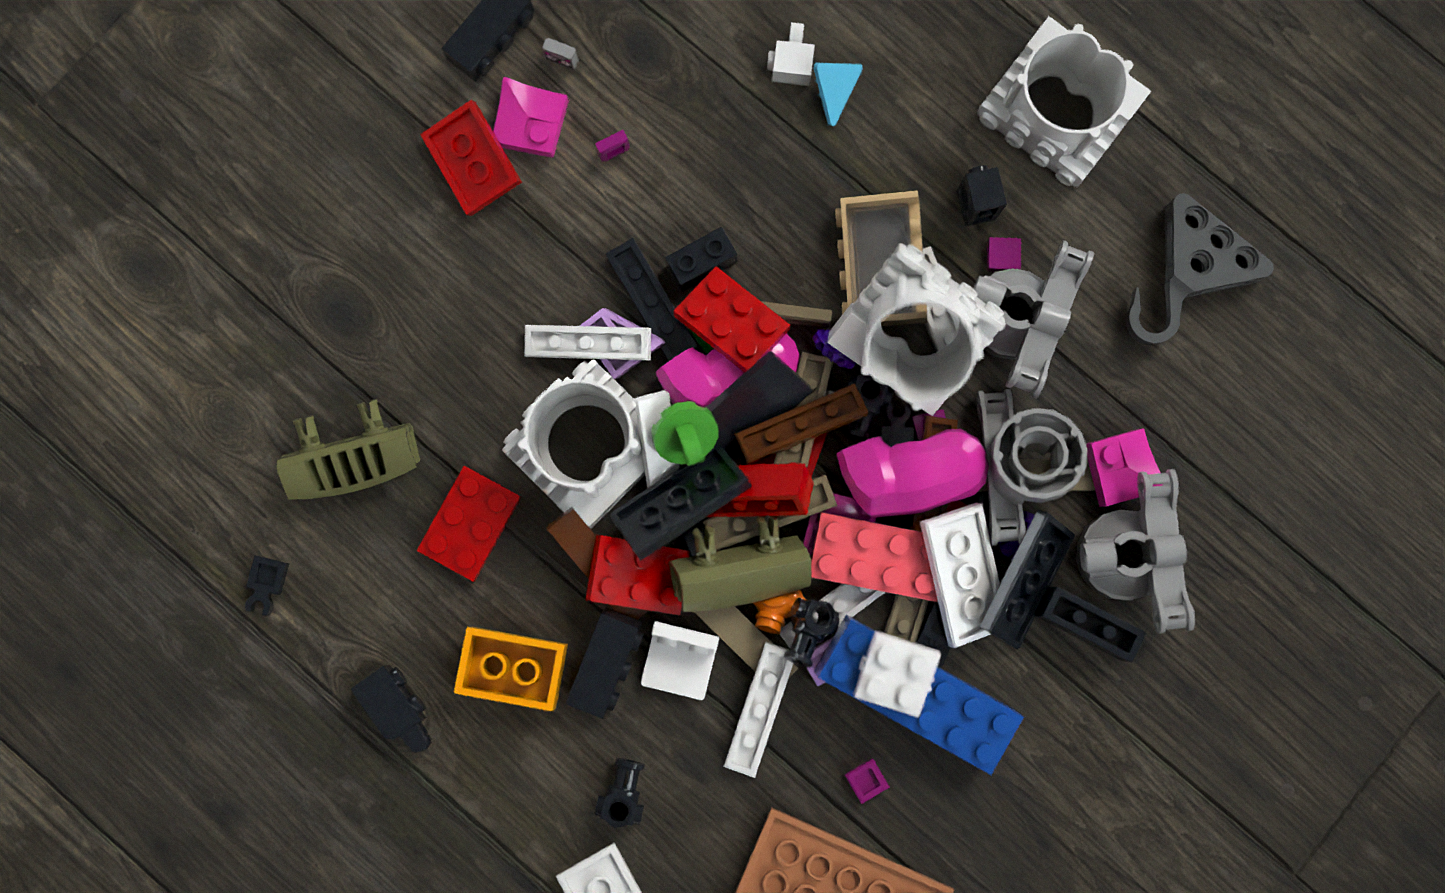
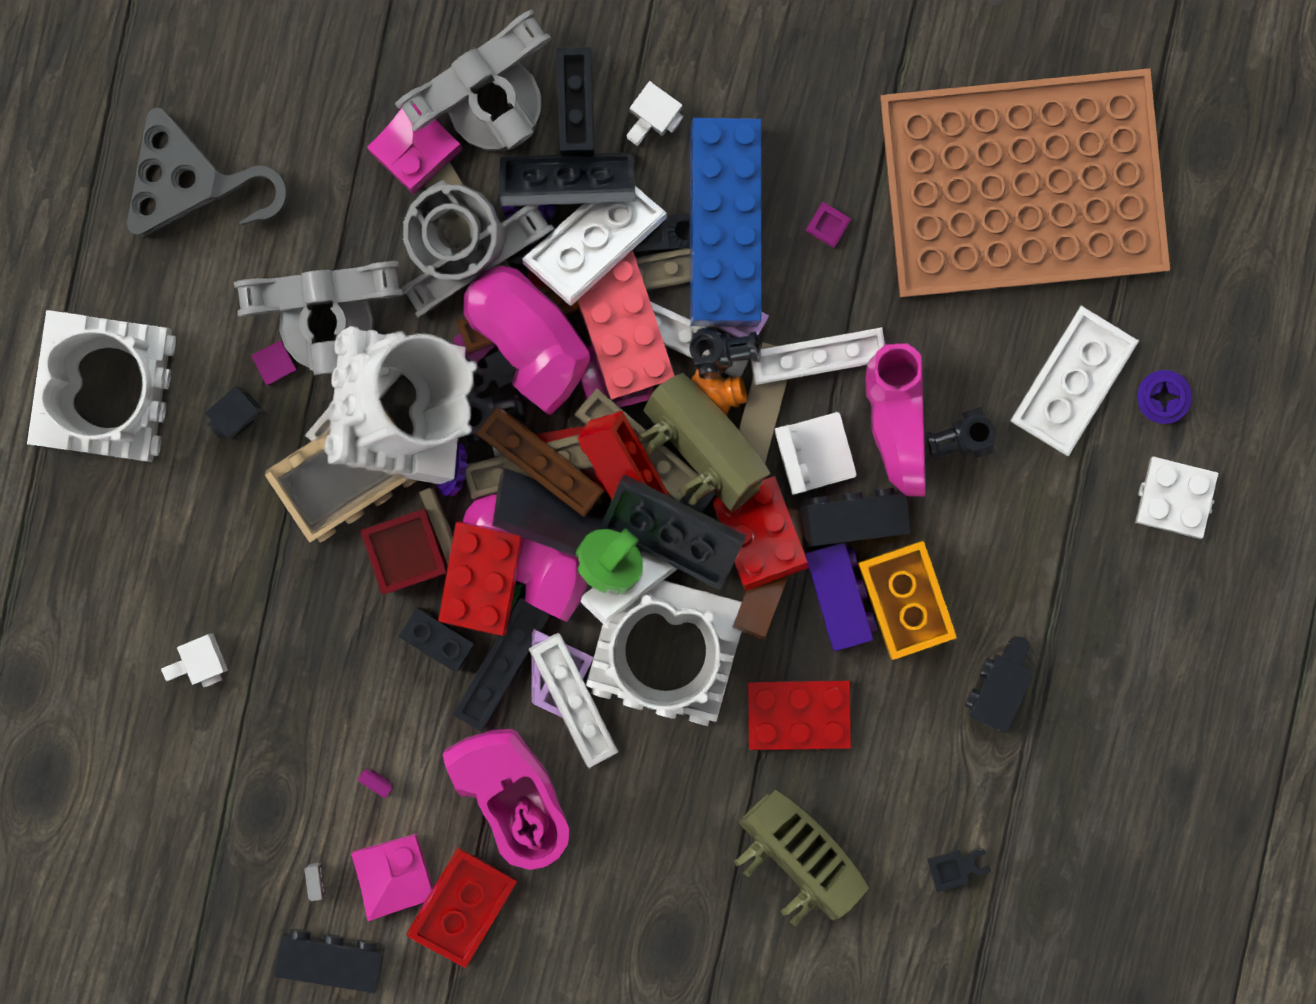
camera: 115 degrees left, 5 degrees up
(538, 248) = (512, 795): none -> dark pink piece
(547, 614) = (840, 596): none -> dark purple brick
(672, 749) = (897, 415): none -> dark pink piece
(789, 270) = (404, 551): none -> clear red piece
(835, 86) = (202, 607): medium azure piece -> none
(896, 673) = (719, 253): white plate -> none
(1045, 687) = (654, 111): none -> white brick

